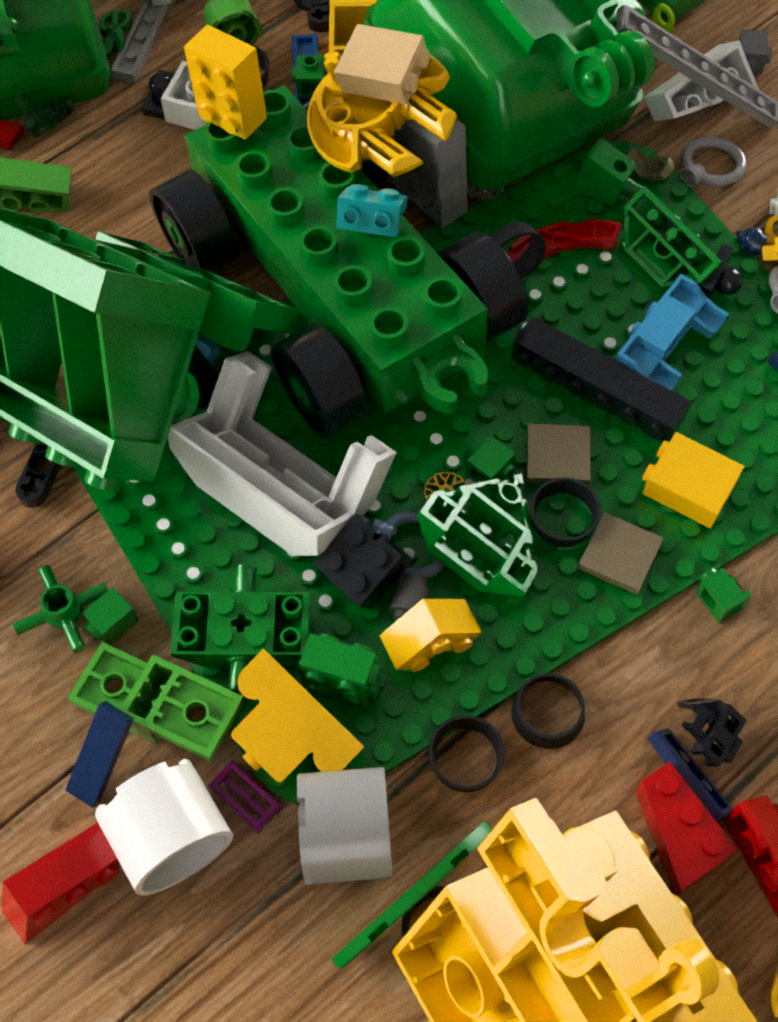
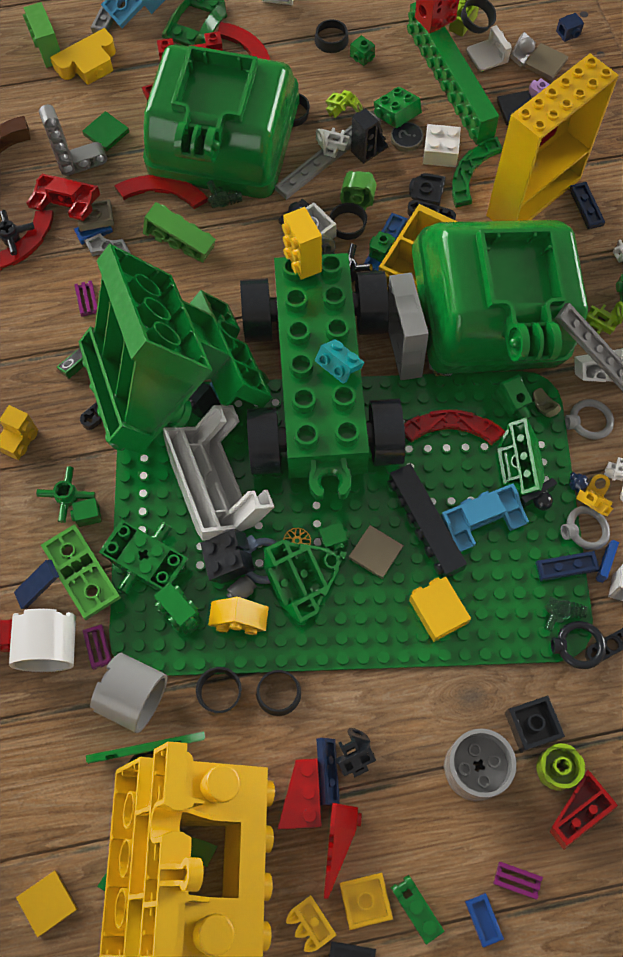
camera: 30 degrees right, 5 degrees up
(115, 29) = (291, 165): green piece -> none
(288, 723) = (135, 622): yellow brick -> none
(359, 127) = (386, 289): yellow piece -> none
(382, 63) = (396, 274): tan brick -> none
(533, 254) = (422, 429): black tyre -> none
(566, 486) = (356, 569): black tyre -> none
(620, 553) = (372, 628): dark tan tile -> none
(721, 594) = (413, 682): green brick -> none

